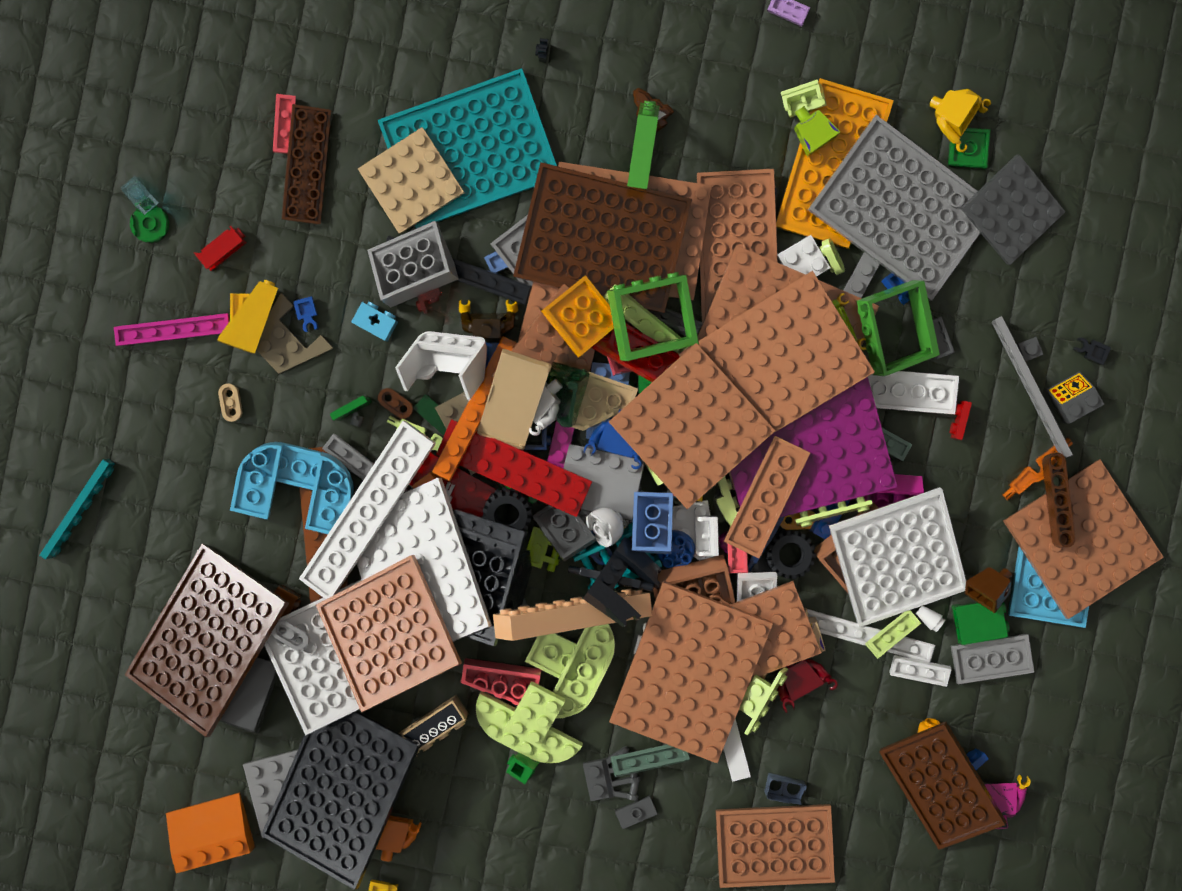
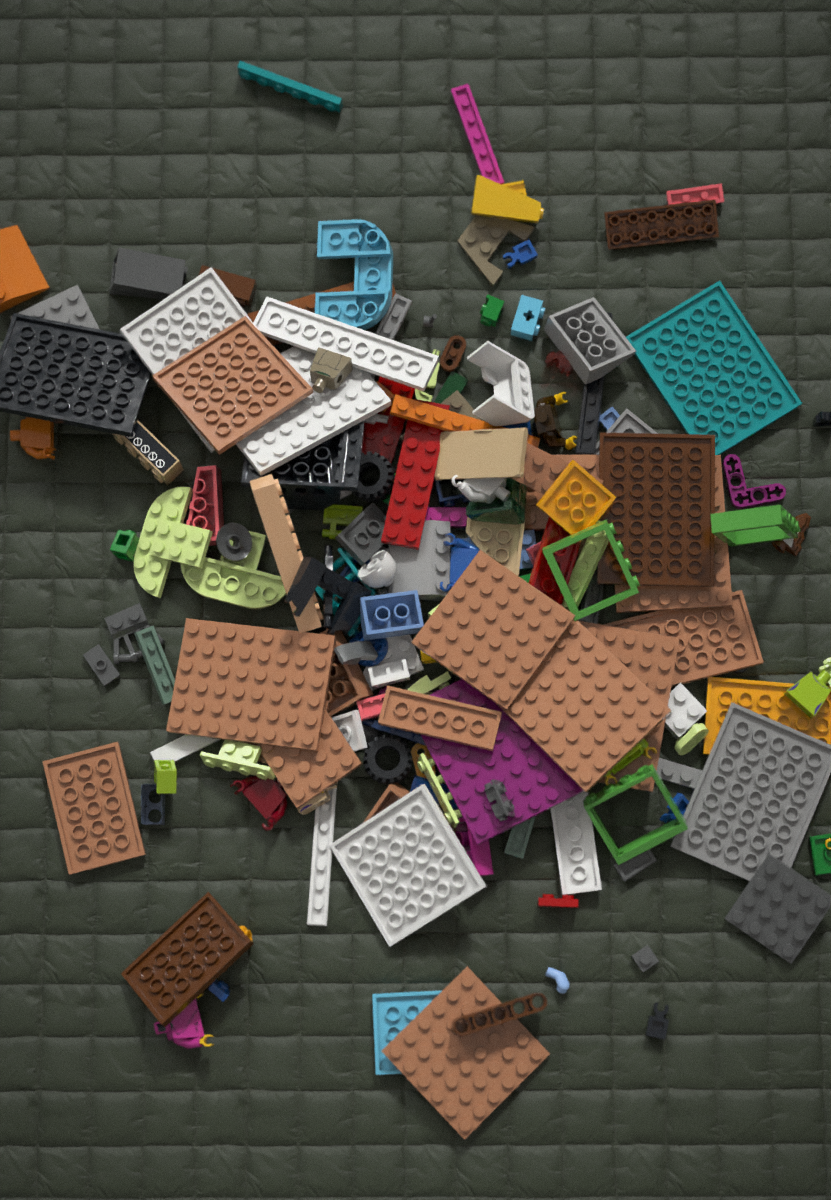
camera: 85 degrees right, 10 degrees down
(139, 195) = (596, 81): clear light blue slope -> none
(151, 226) = (572, 96): green tile -> none
(206, 639) = (191, 224): plate -> none
(221, 248) = (564, 164): red window -> none
(228, 403) = (419, 201): tan plate -> none
(290, 636) = (211, 298): light grey plate -> none
(350, 408) = (434, 306): green tile -> none
(360, 355) = (491, 311): none -> green brick
(393, 533) = (329, 370): none -> dark tan torso
(411, 180) = (669, 322): tan plate -> none
(547, 653) = (241, 541): none -> dark grey dish
(595, 148) = (742, 490): none -> magenta beam
(682, 564) = (355, 651): none -> dark grey slope
(762, 773) = (165, 776): none -> lime panel
(870, 454) = (503, 806): none -> dark grey hinge
(892, 633) = (329, 878): yellowish green plate -> none
(920, 670) = (297, 915): white plate -> none
(930, 618) = (352, 915): white cone -> none
(978, 624) = (360, 966): green panel -> none
(989, 588) = (396, 965): reddish brown torso -> none
(992, 659) = (324, 986): light grey plate -> none
(1029, 476) = (517, 985): orange piece -> none
(1031, 387) = (606, 965): light grey tile -> none
(1032, 433) = (561, 979): none -> light blue arm
(1074, 397) = (606, 1012): dark grey slope -> none

